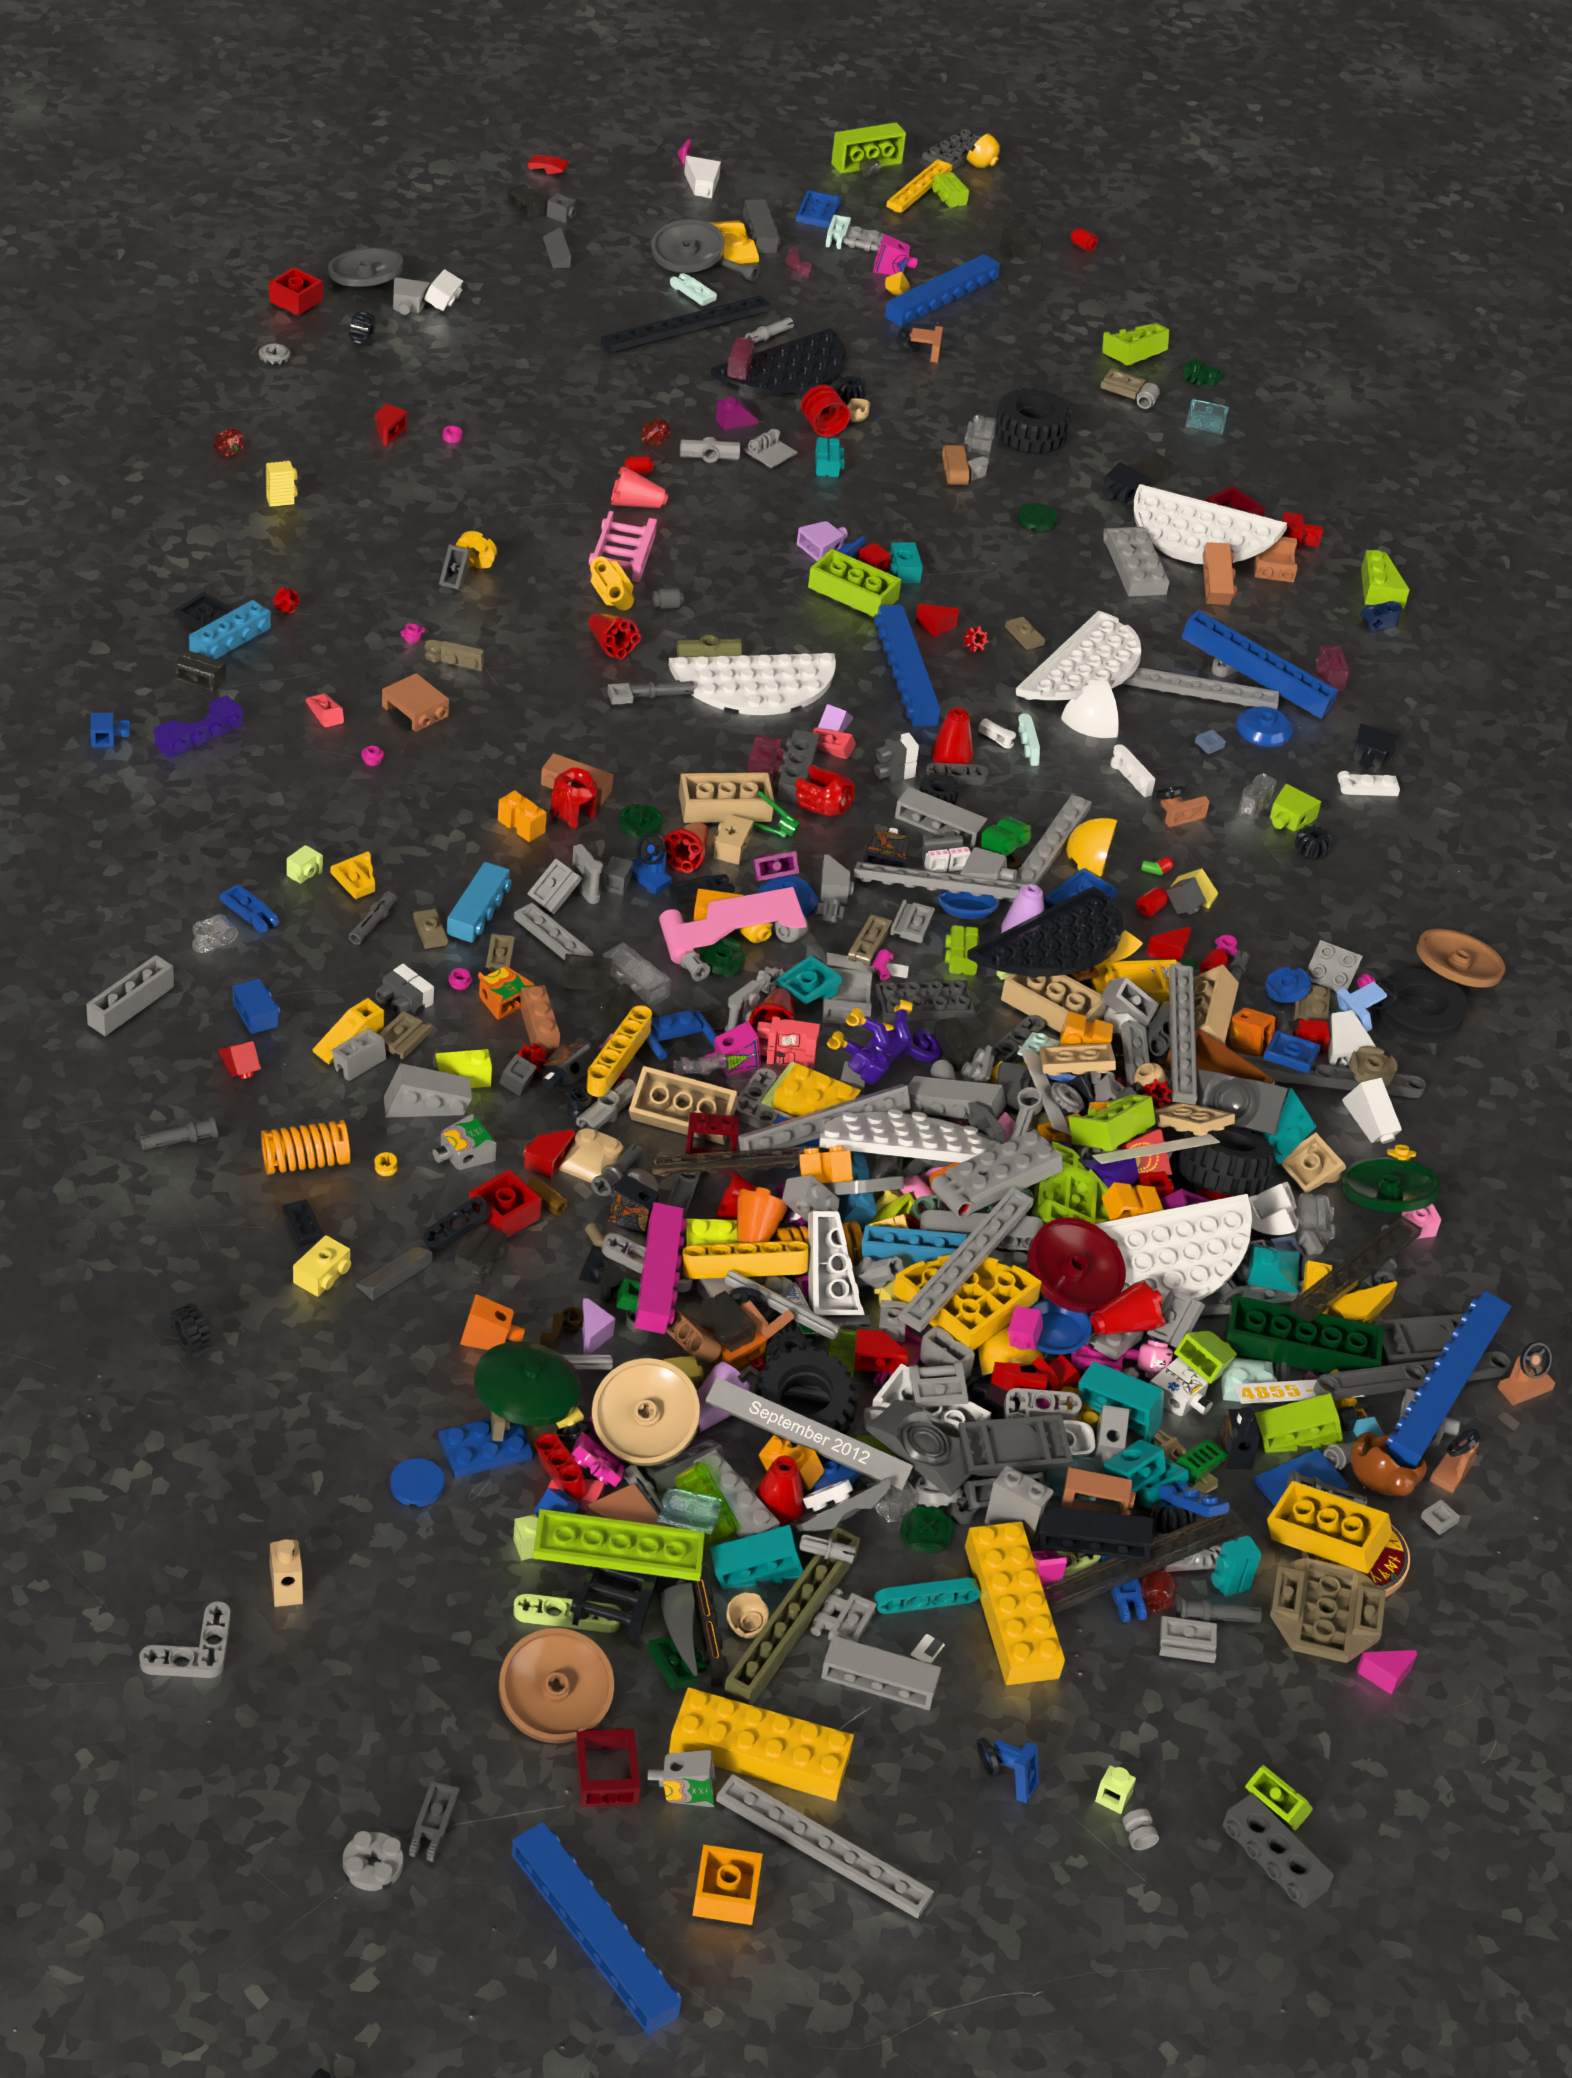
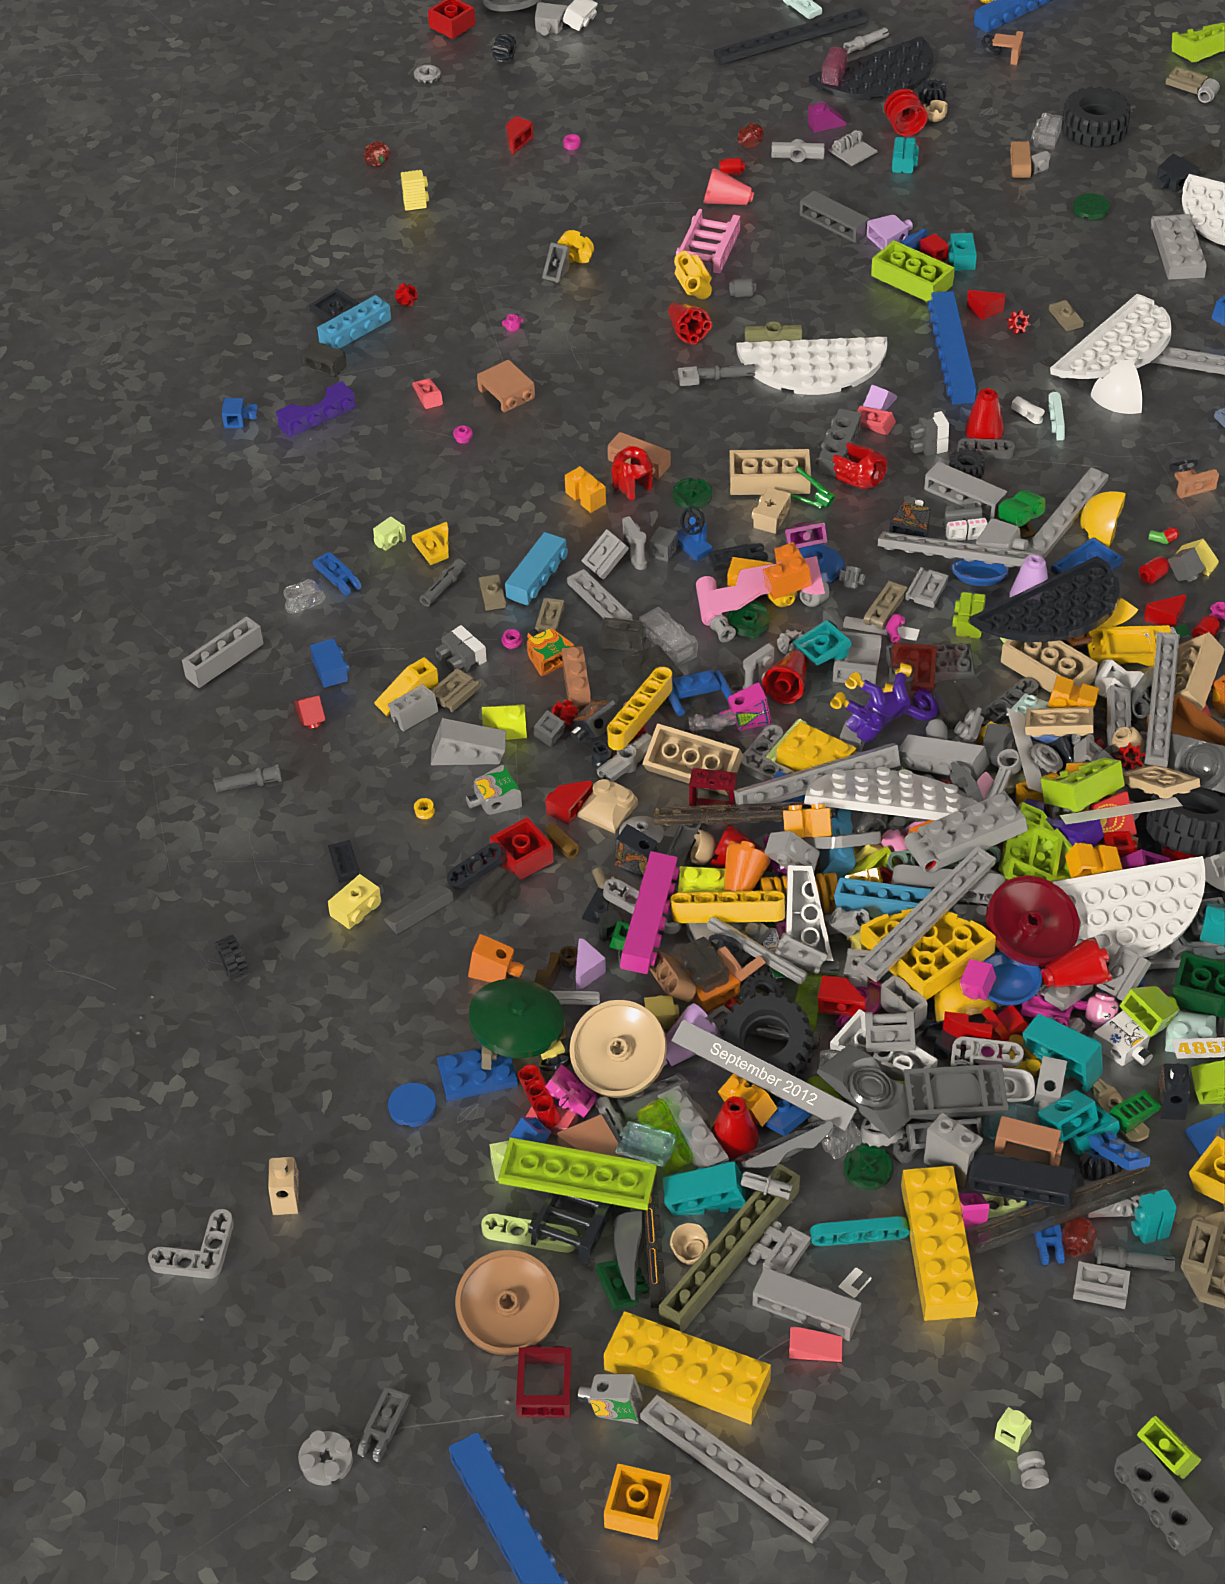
camera: 15 degrees right, 5 degrees up
(296, 1138) = (355, 795): light orange piece -> none
(454, 654) = (546, 341): dark tan hinge -> none
(611, 1174) = (619, 821): dark grey pin -> none
(686, 846) = (727, 517): red cone -> none
(706, 1200) = (704, 848): none -> tan hair
(759, 522) = (834, 216): none -> dark grey brick
(765, 756) = (810, 433): clear pink brick -> none
(765, 905) = (788, 573): none -> orange brick
(789, 1042) = (797, 701): coral hips -> none
(820, 1498) = (770, 1134): white plate -> none
(830, 1307) = (800, 953): none -> light grey hinge
(835, 881) = (860, 550): light grey slope -> none
(893, 1715) = (814, 1345): none -> coral slope
(921, 994) = (922, 660): none -> clear red brick
(1022, 1760) = (926, 1401): blue piece -> none
(1128, 998) = (1115, 664): light grey brick -> none
(1133, 770) = (1151, 444): white plate -> none

